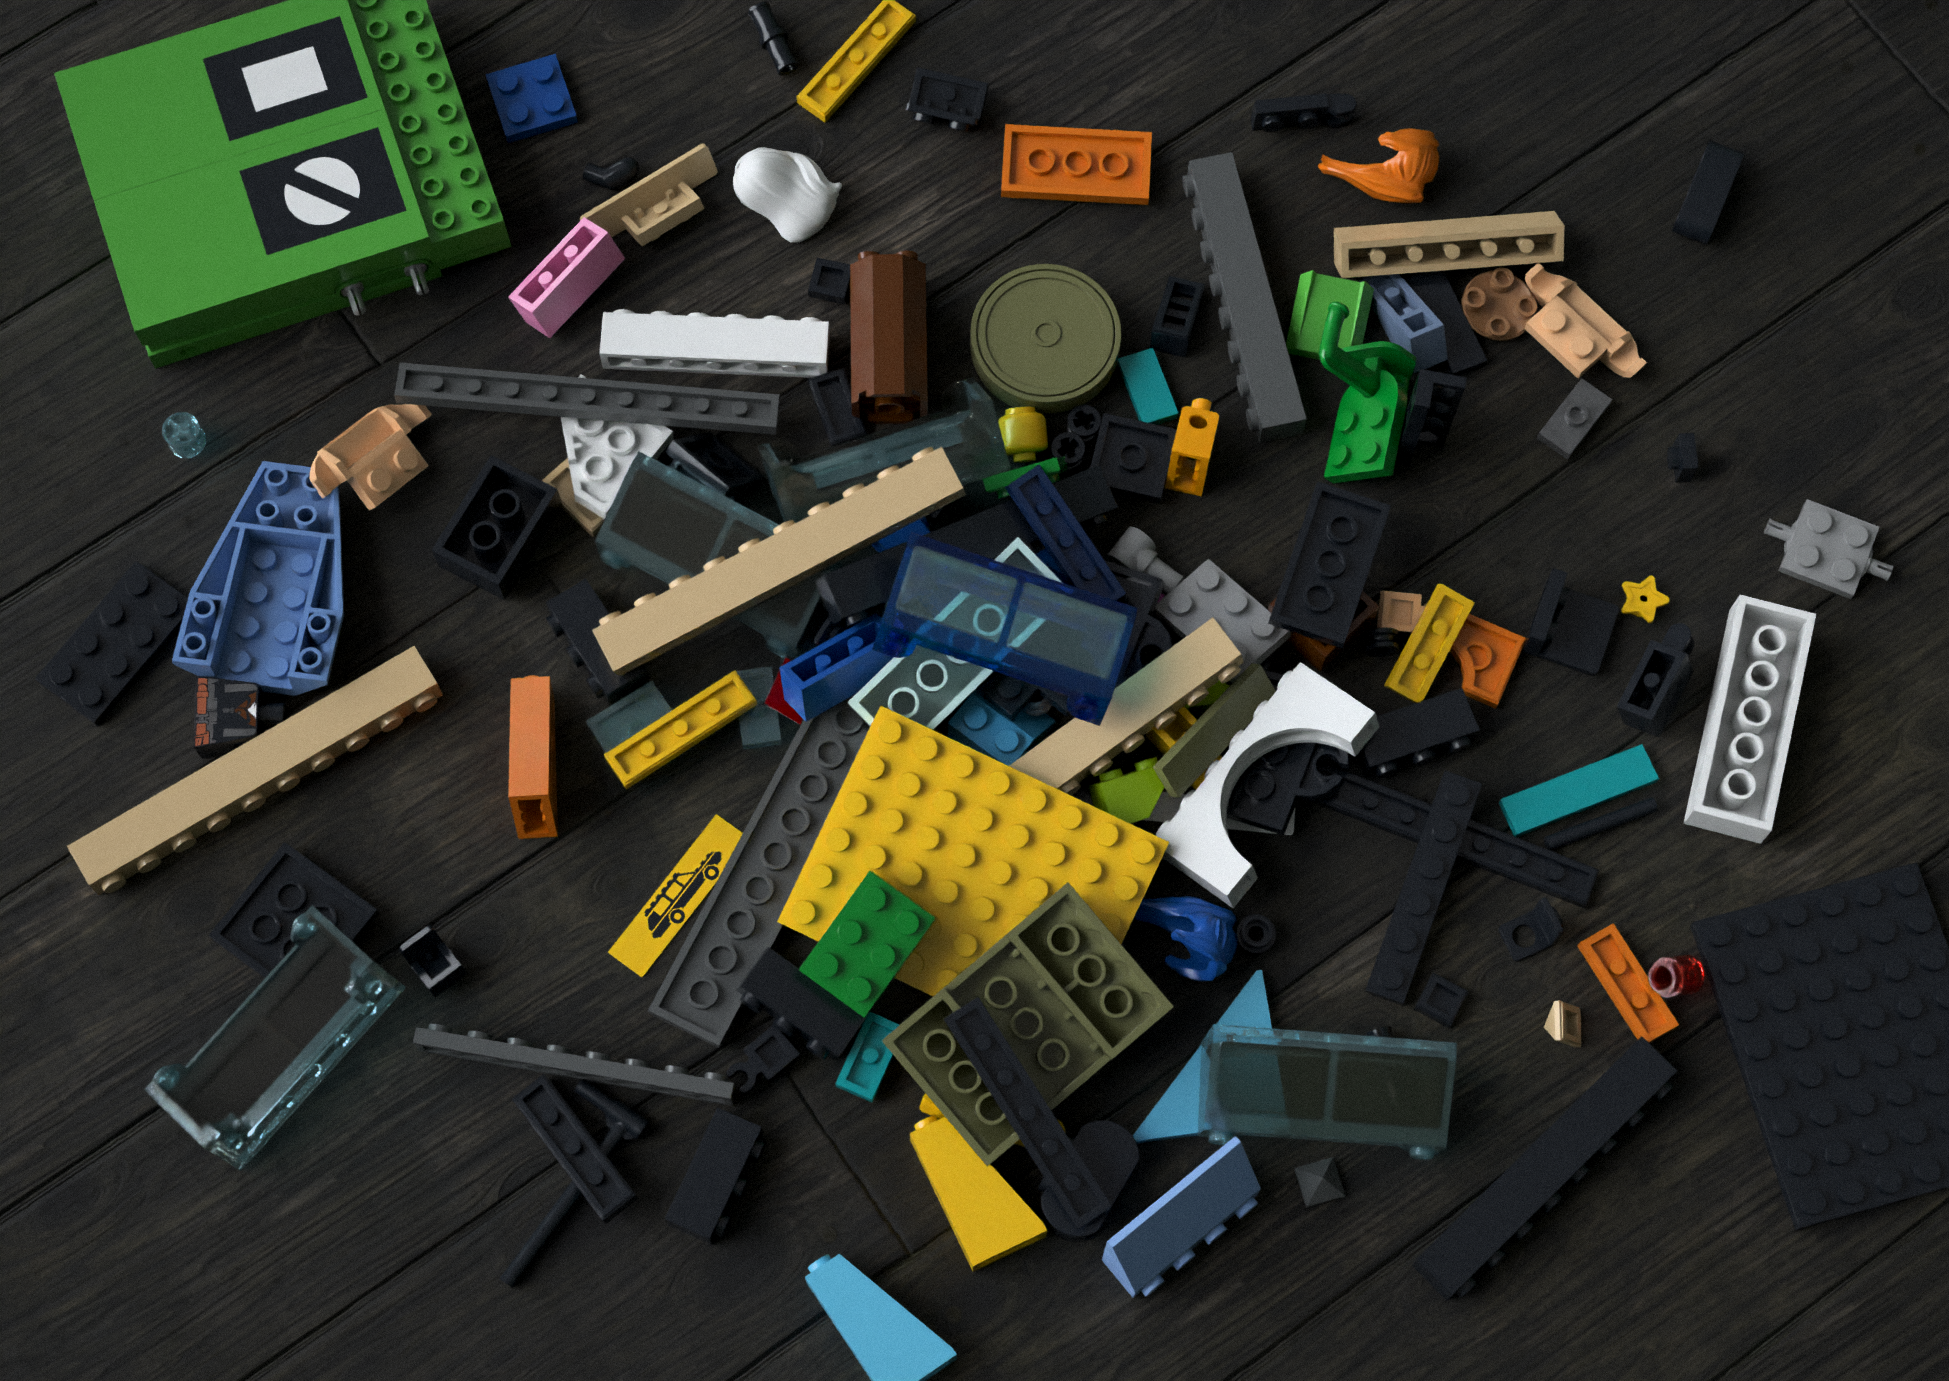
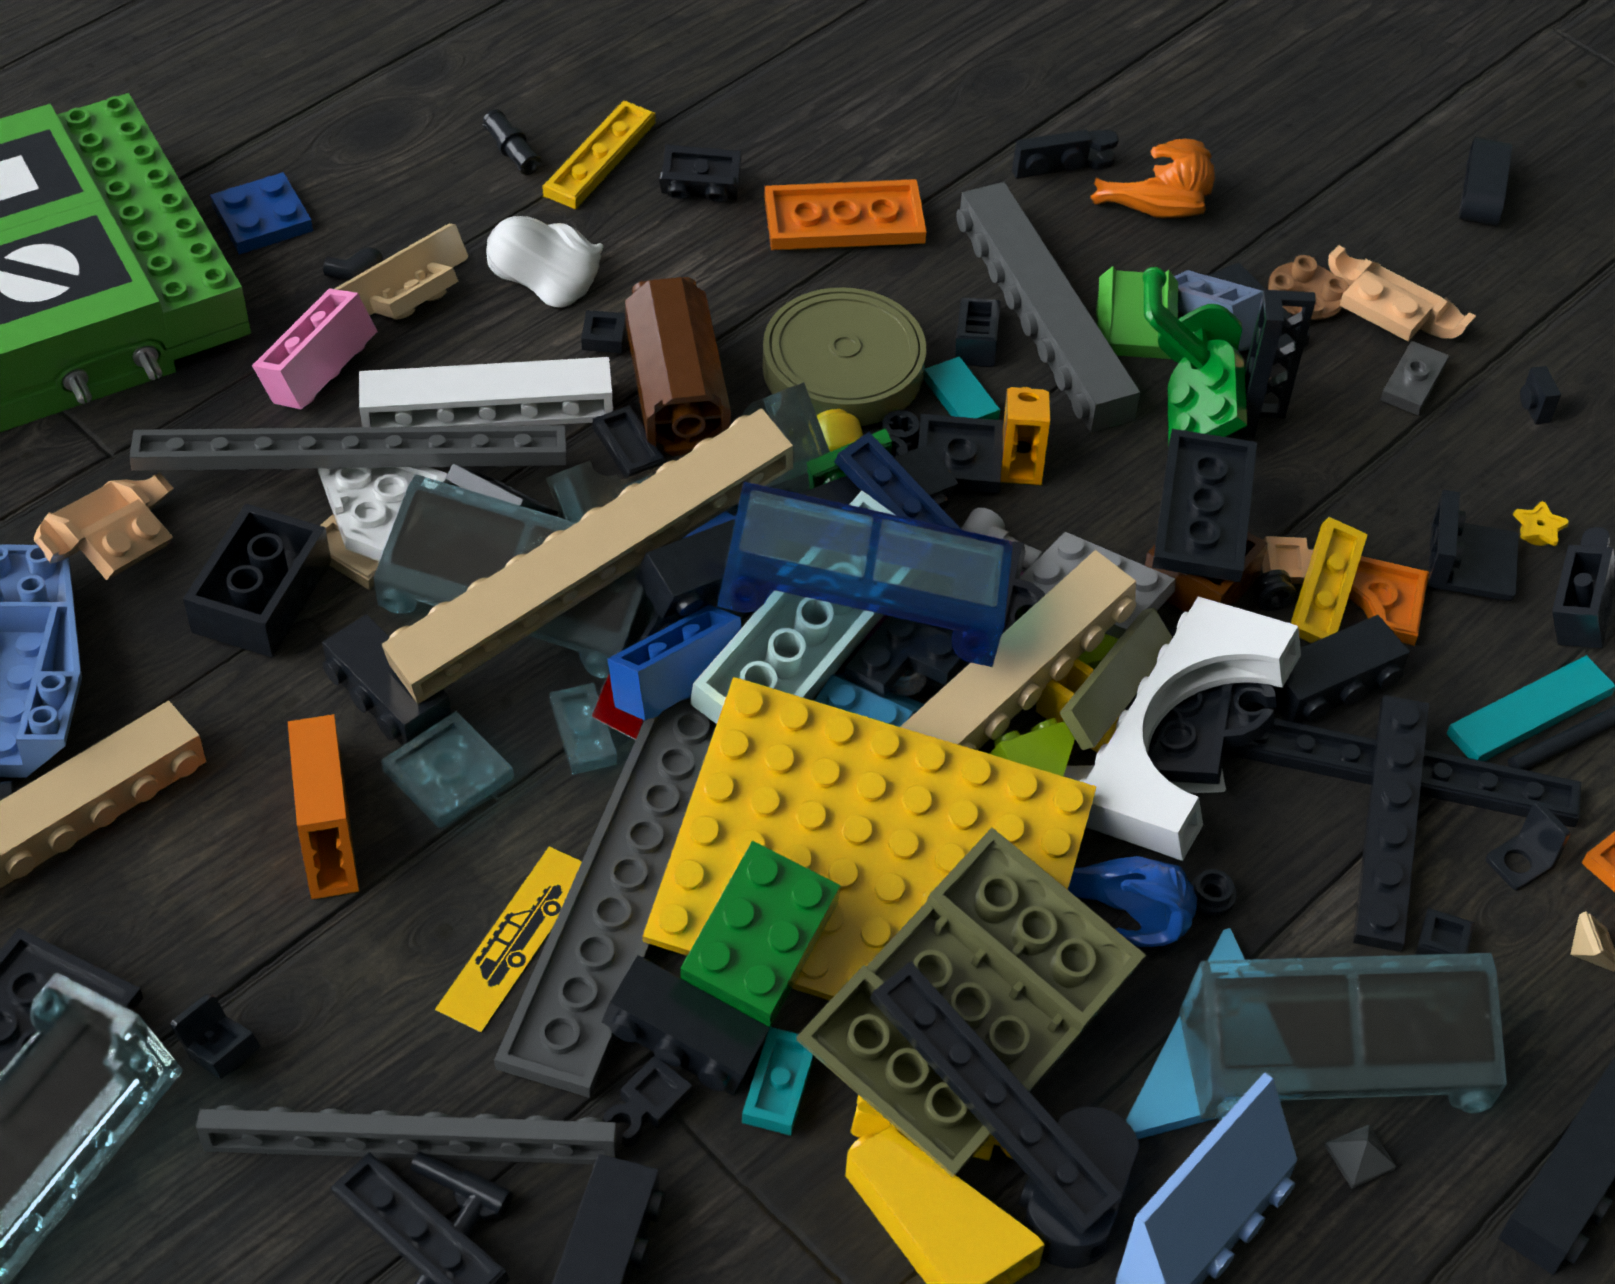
camera: 10 degrees left, 20 degrees down
(680, 729) = (495, 754): yellow tile -> none
(1448, 244) = (1244, 238): tan brick -> none

